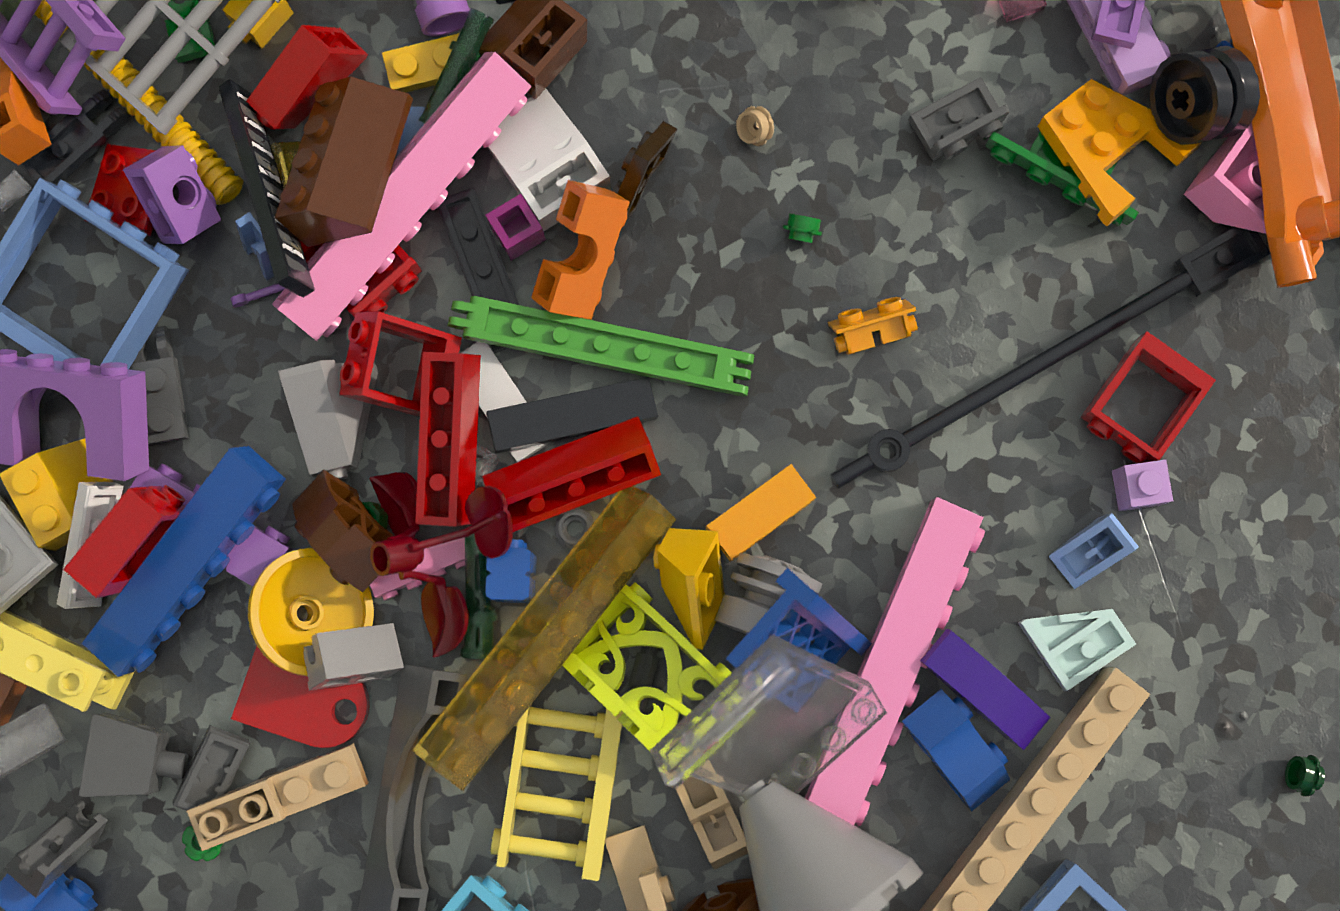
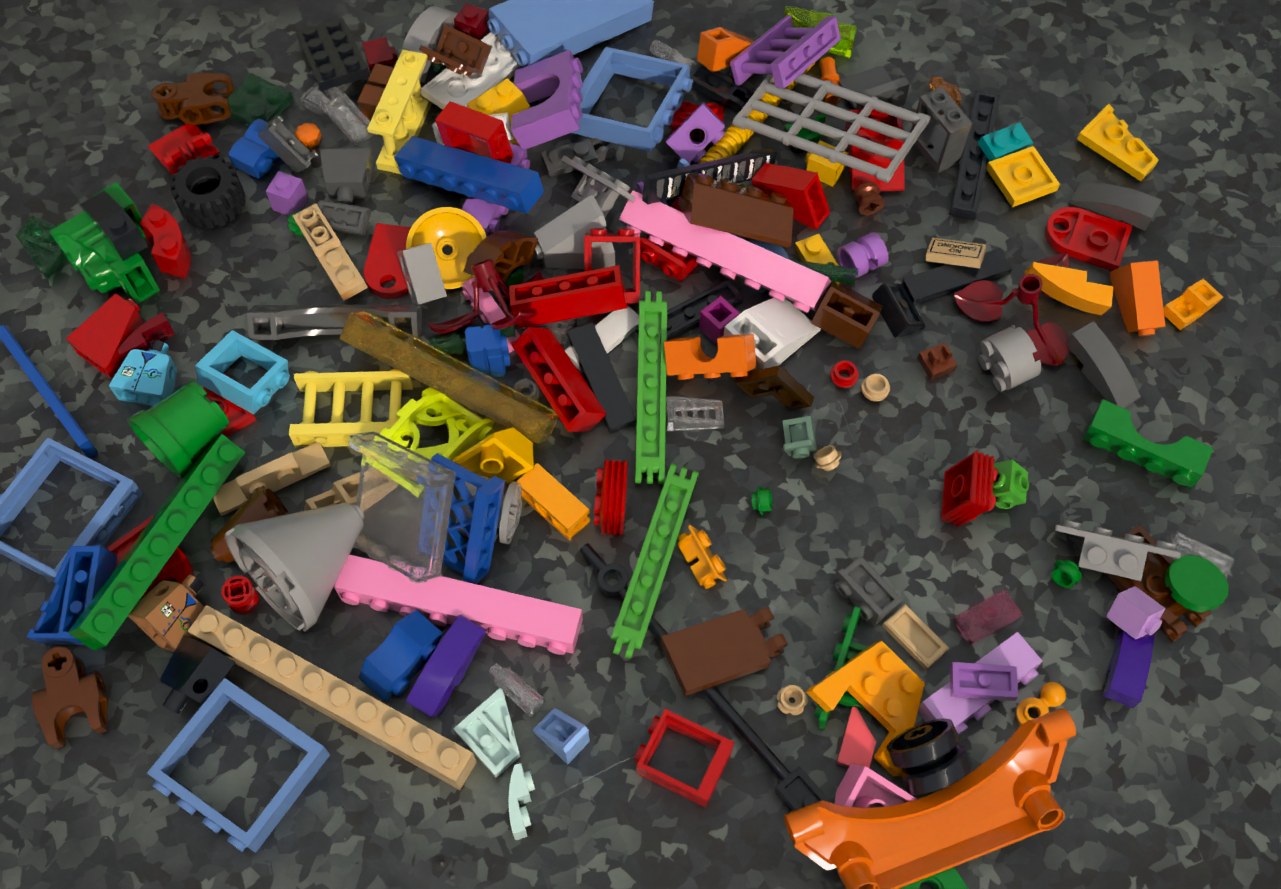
camera: 80 degrees right, 20 degrees down
(29, 816) = (308, 135): none -> orange tile
(150, 857) = (286, 194): none -> medium lavender brick
(247, 369) = (599, 184): none -> light grey bracket
(625, 61) = (847, 368): none -> red plate
(654, 34) = (875, 387): none -> tan plate
(656, 326) = (692, 423): none -> clear slope
(719, 156) = (799, 437): none -> sand green bracket
(778, 427) = (611, 497): none -> red brick
(873, 387) = (653, 561): none -> bright green hinge
(1013, 325) = (721, 649): none -> reddish brown tile
(1021, 600) = (517, 689): none -> clear cylinder
(1026, 73) = (915, 637): none -> tan tile
(1097, 247) = (799, 696): none -> tan plate
(1142, 485) = (617, 762): lavender brick -> none
(1154, 614) = (519, 788): none -> light aqua slope
(1155, 183) = (857, 742): none -> coral tile

